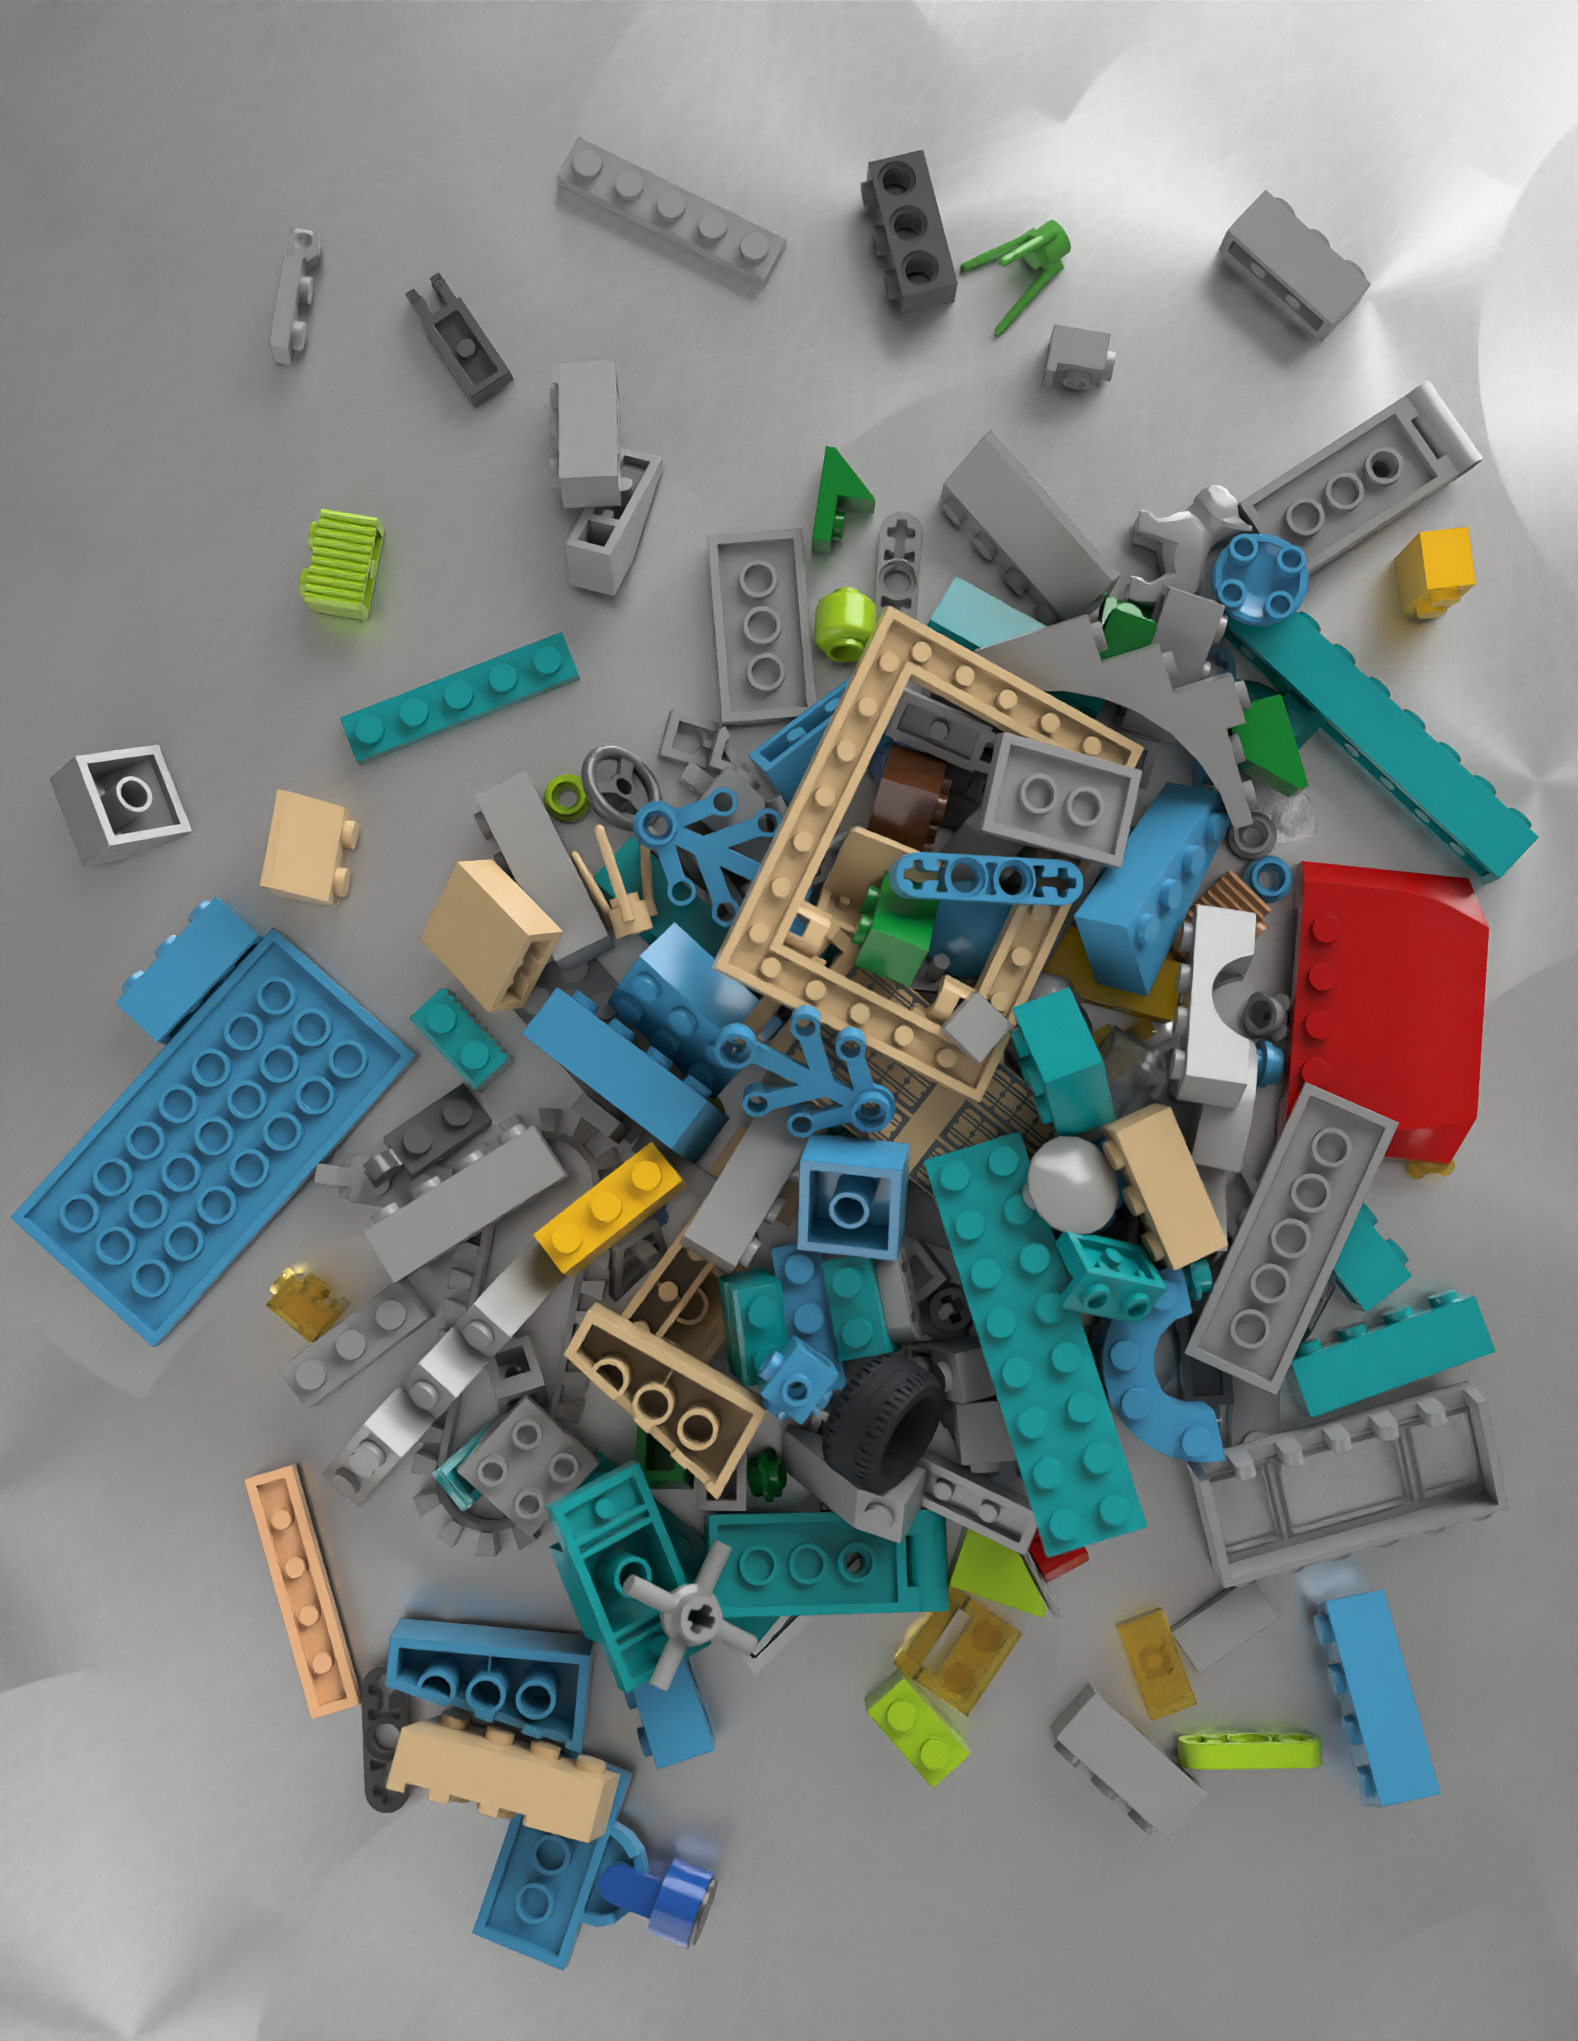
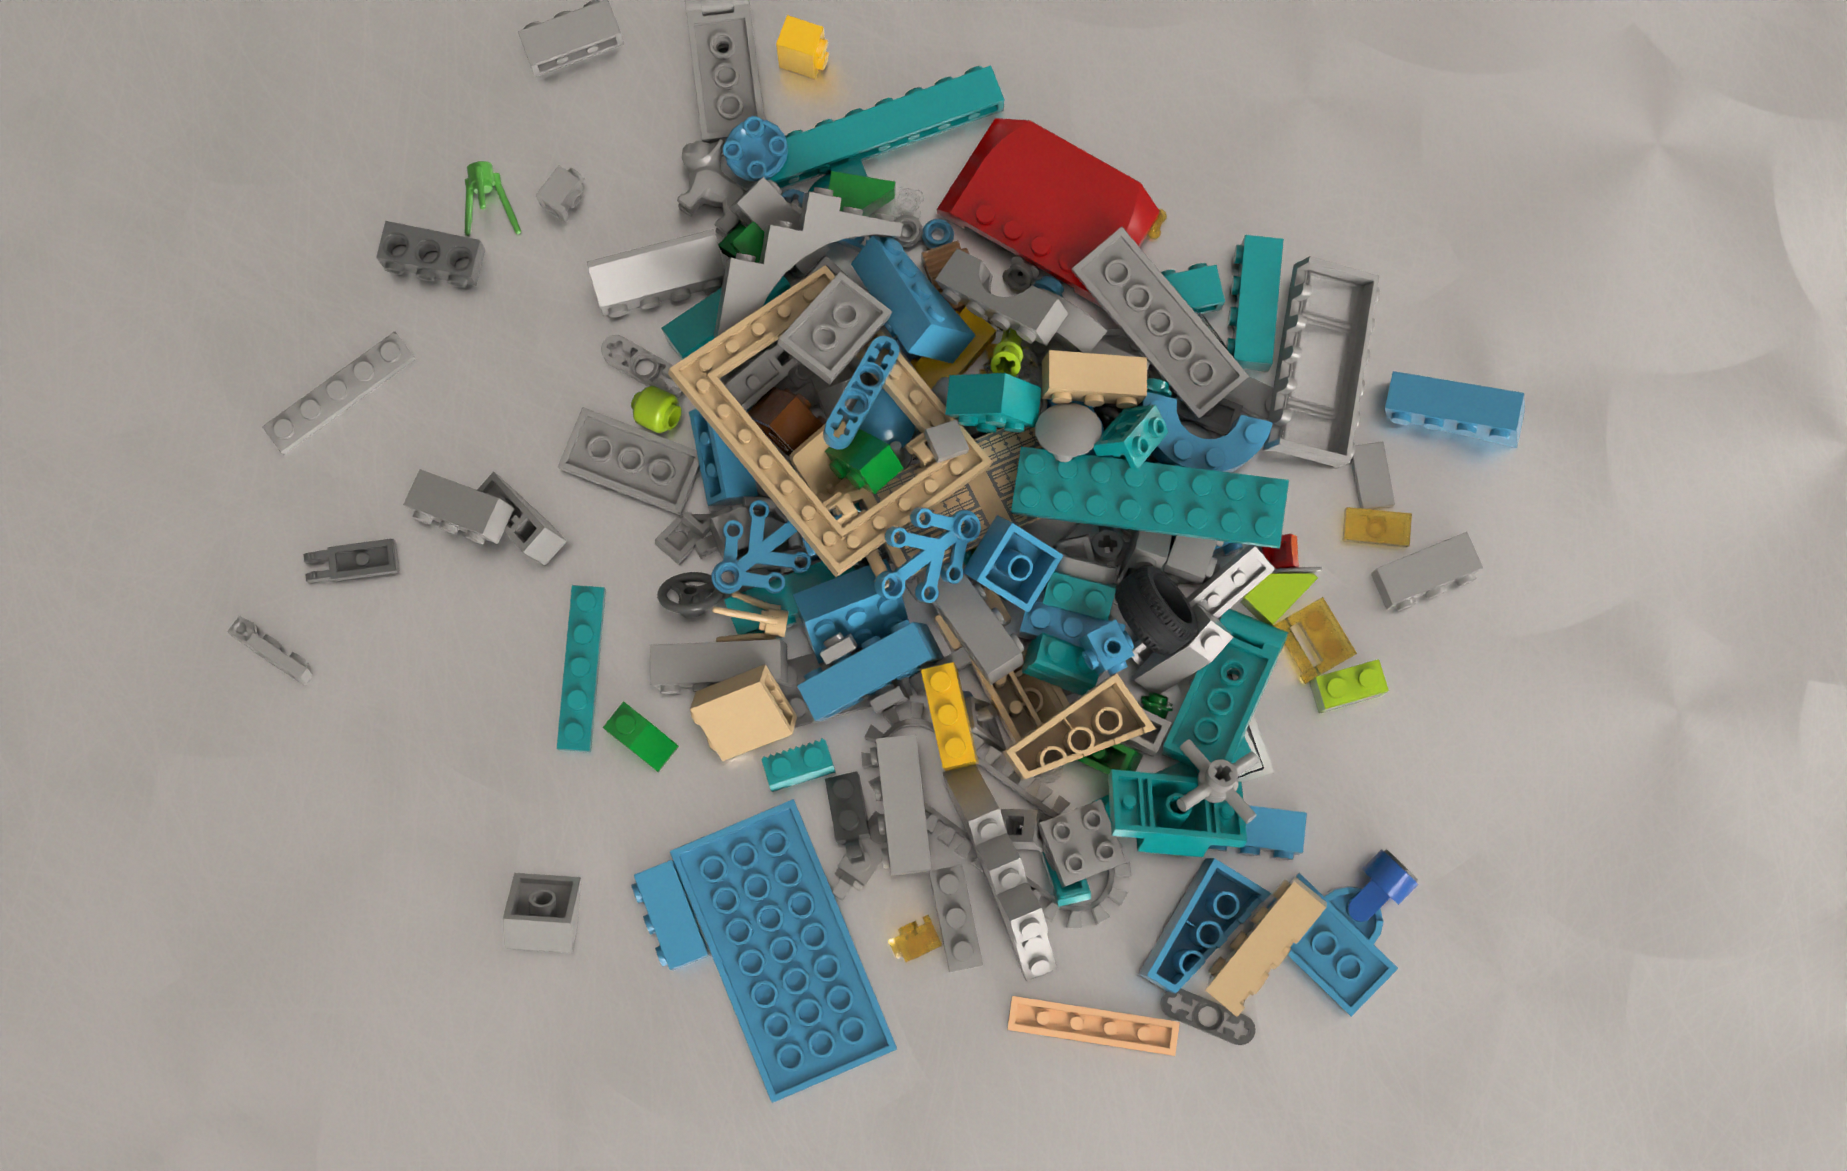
camera: 65 degrees left, 5 degrees down
(308, 850) = (634, 803): tan slope -> none
(342, 564) = (460, 700): lime brick -> none
(404, 816) = (640, 736): none -> green slope
(556, 788) = (674, 621): lime plate -> none
(629, 1016) = (837, 646): none -> light grey plate
(838, 490) = (569, 374): green slope -> none
(1137, 1053) = (1005, 352): none -> lime pin
(1249, 1751) = (1453, 496): lime beam -> none

